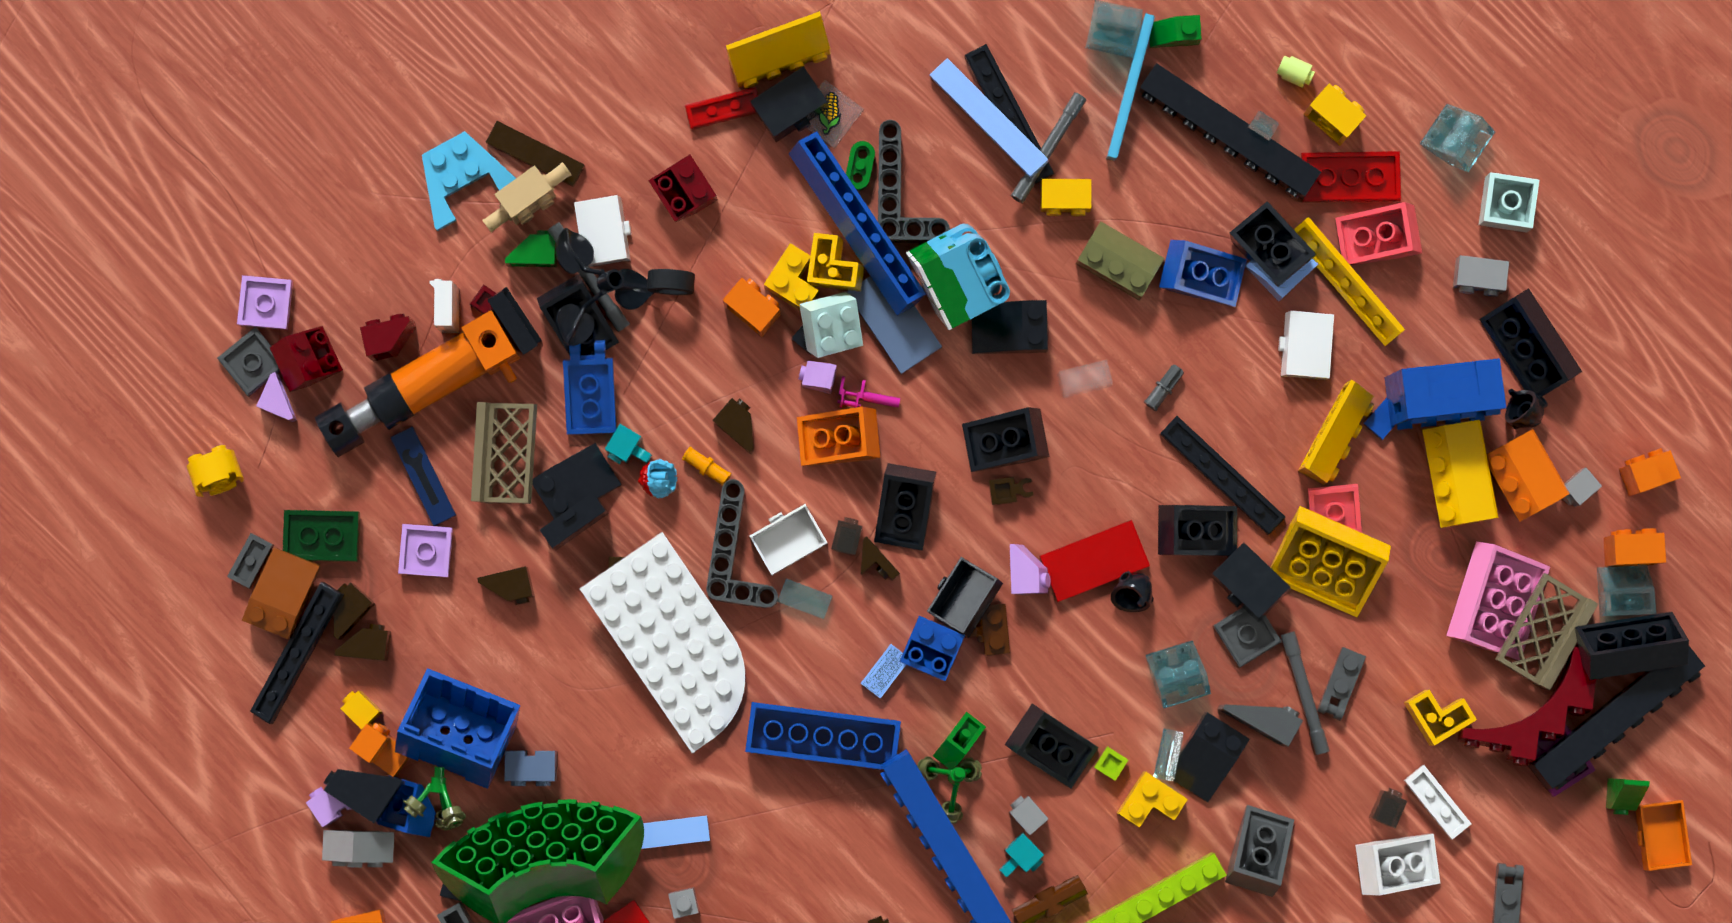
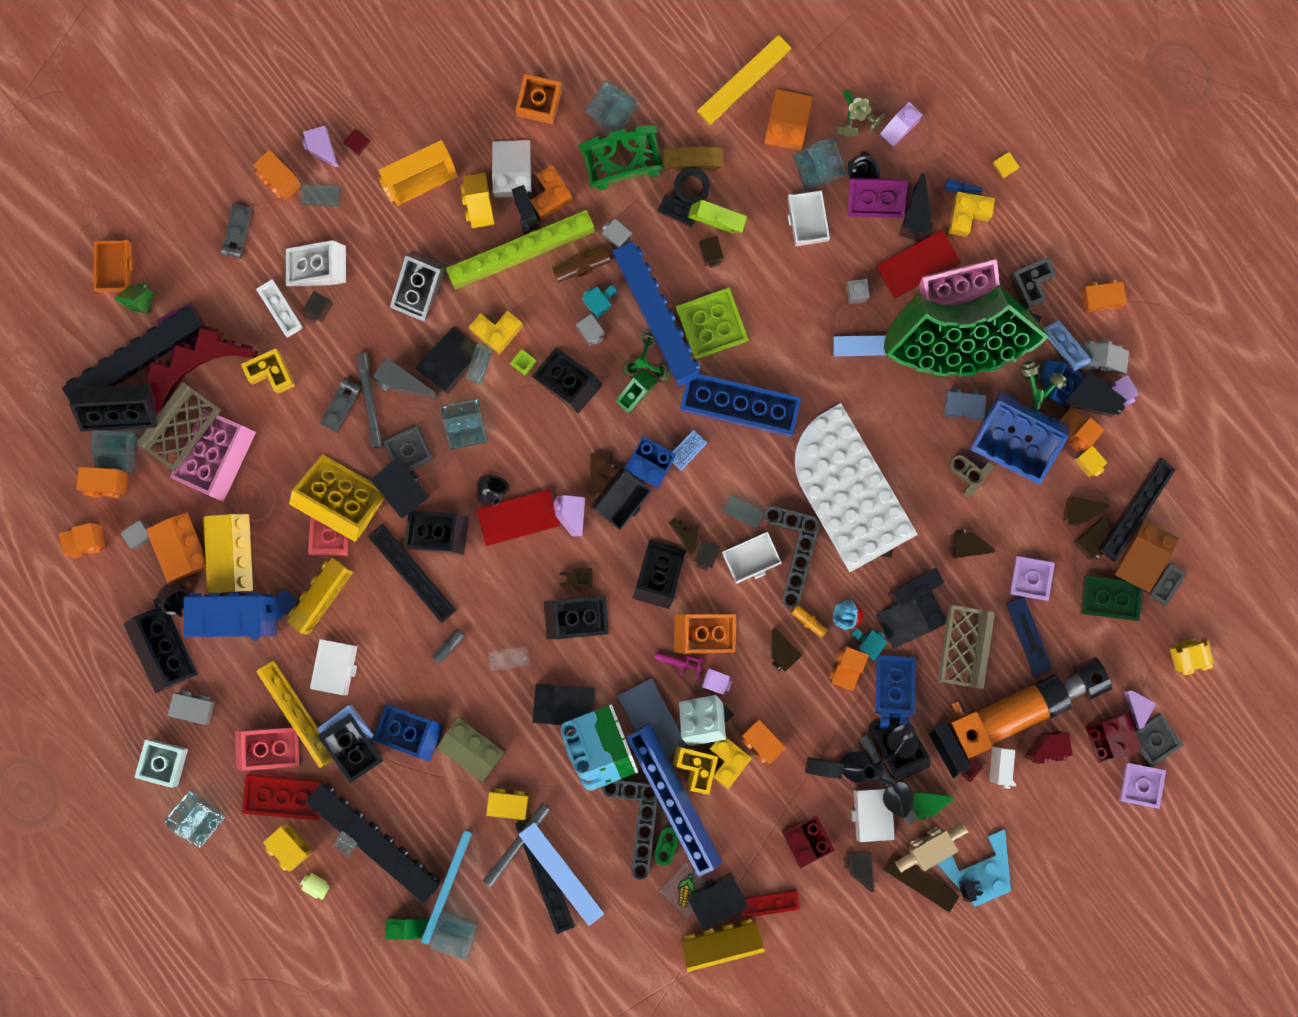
camera: 170 degrees left, 0 degrees up
(404, 858) = (1067, 345): none -> light blue tile
(476, 149) = (967, 890): none -> black tile
(521, 682) = (963, 474): none -> dark tan tile
(613, 163) = (860, 867): none -> clear smoke slope
(651, 411) = (848, 668): none -> orange brick
(870, 840) = (712, 323): none -> lime plate

